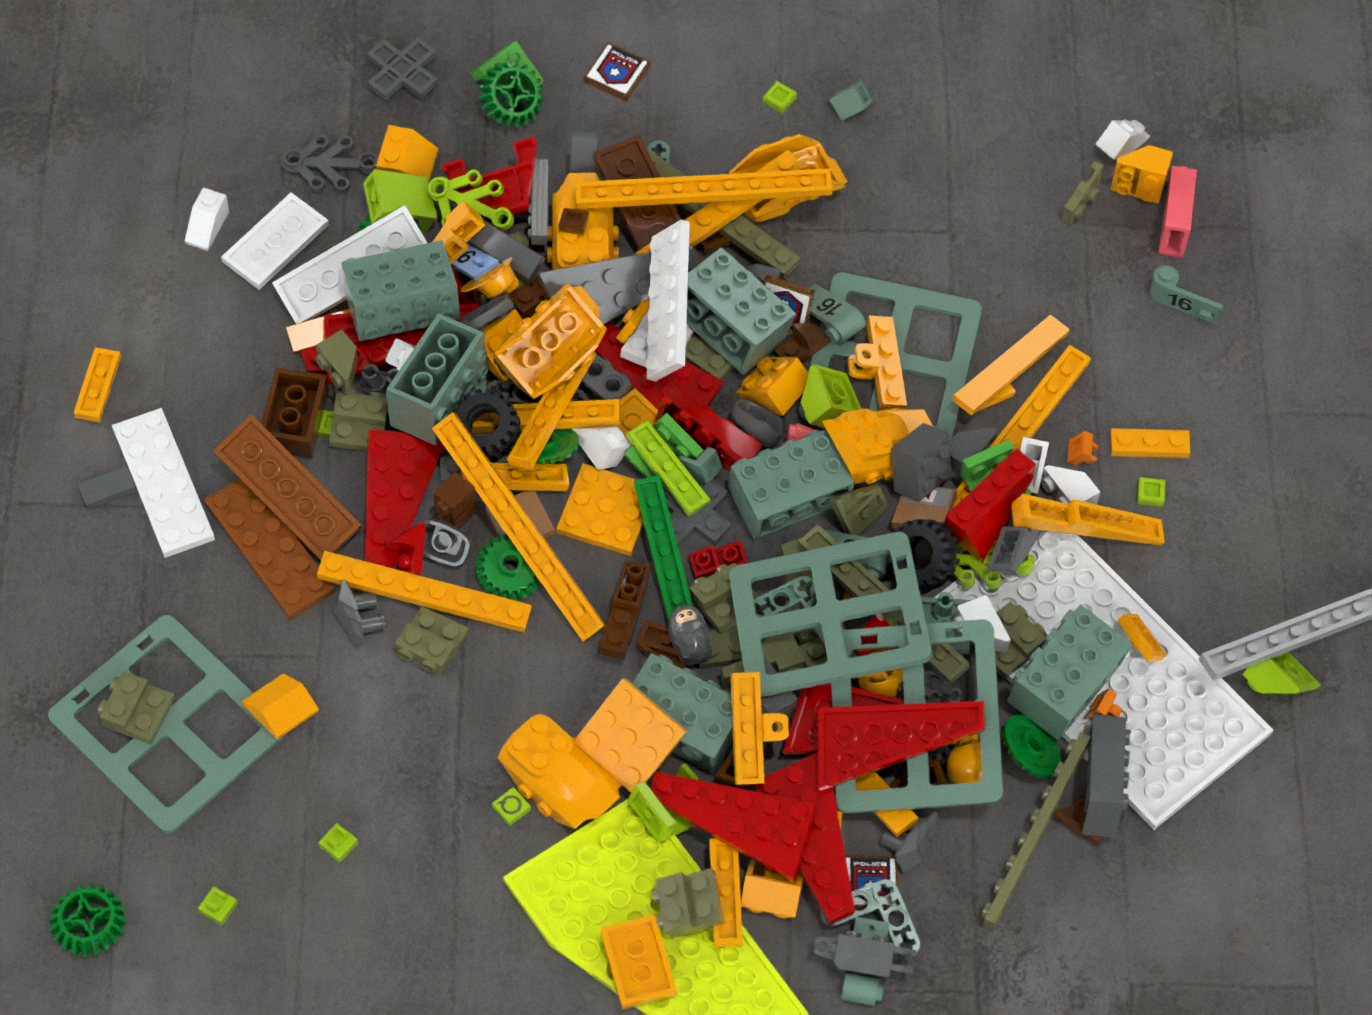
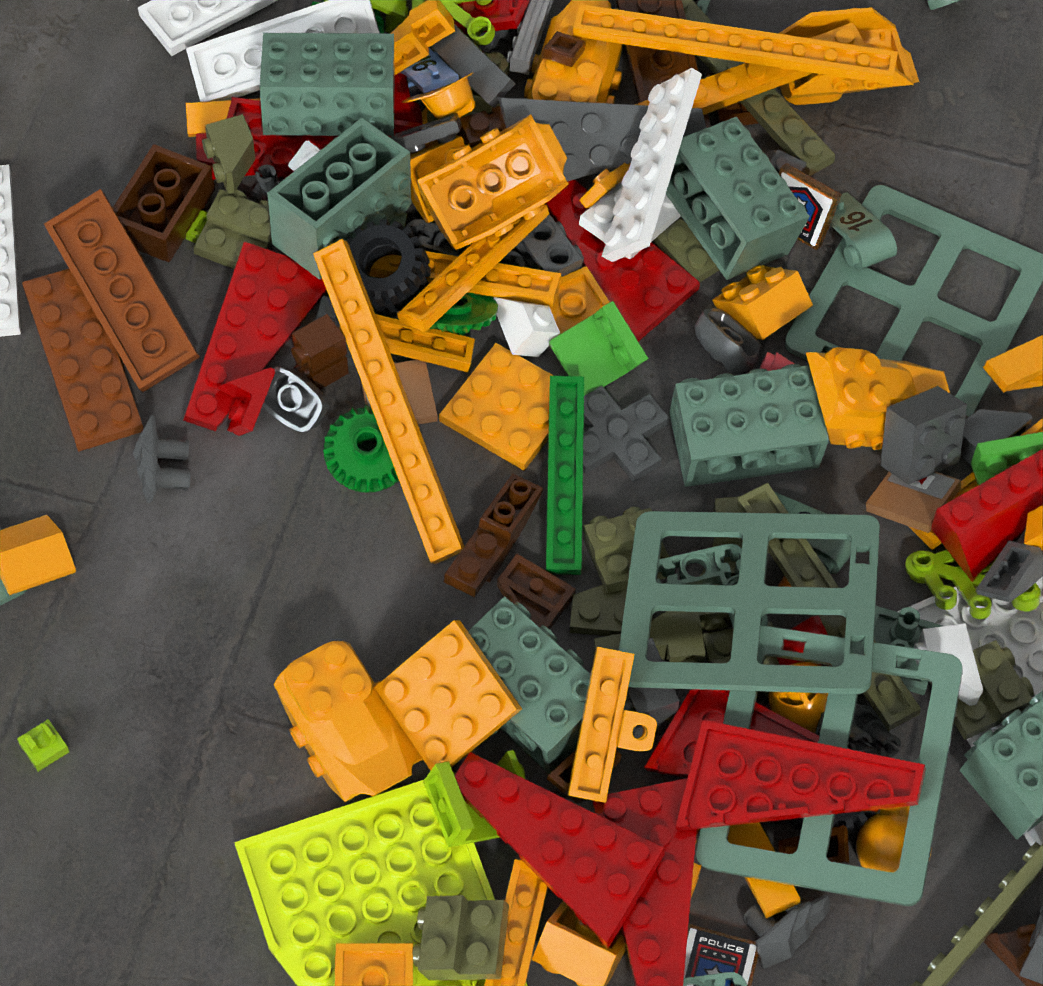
camera: 15 degrees right, 0 degrees up
(424, 591) = (251, 454): light orange plate -> none
(431, 641) = (240, 517): olive plate -> none
(511, 806) = (276, 752): lime tile -> none
(669, 467) = (598, 370): lime tile -> none
(689, 635) = (566, 586): dark grey piece -> none
(703, 467) = (644, 381): sand green panel -> none
(708, 428) = (667, 343): red wedge -> none
(709, 558) = (618, 496): red slope -> none
(806, 342) = (815, 258): reddish brown slope -> none
(827, 395) = (824, 324): lime slope -> none
(859, 508) = (828, 475): olive wing -> none
(881, 362) = (904, 302): light orange plate -> none
(943, 550) = (923, 553): black tyre -> none
(1031, 746) = (977, 839): green gear -> none

